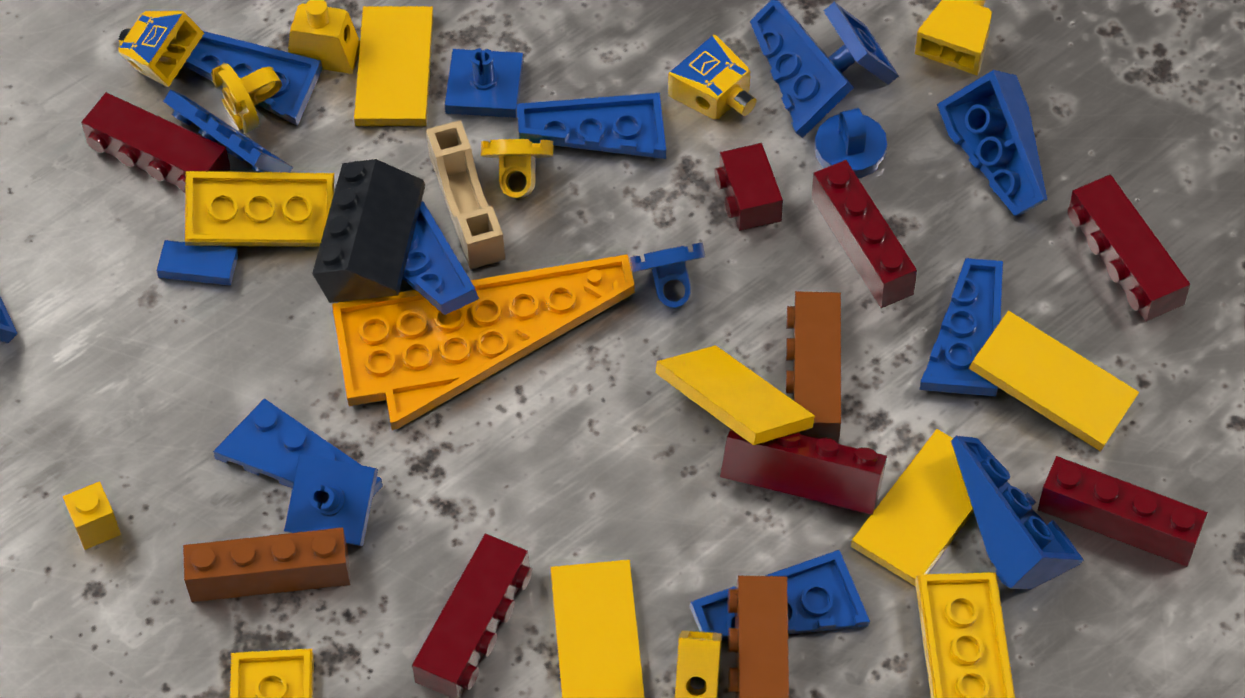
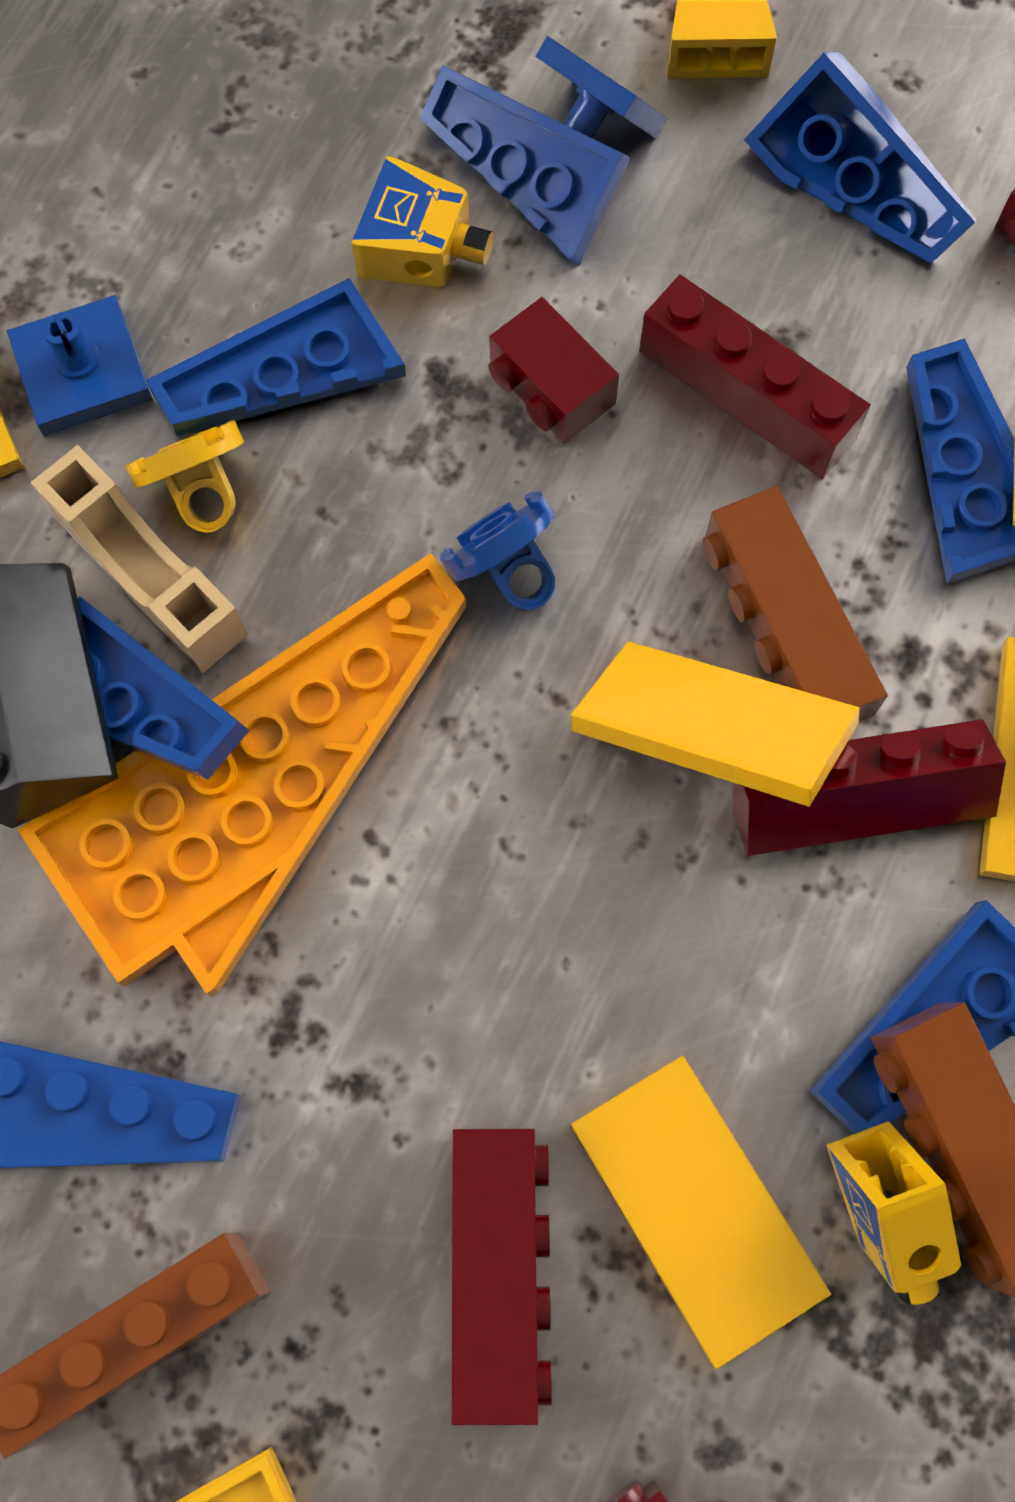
camera: 25 degrees left, 15 degrees up
(331, 497) = (175, 1174): blue tile -> none
(853, 139) = (653, 243): blue tile -> none

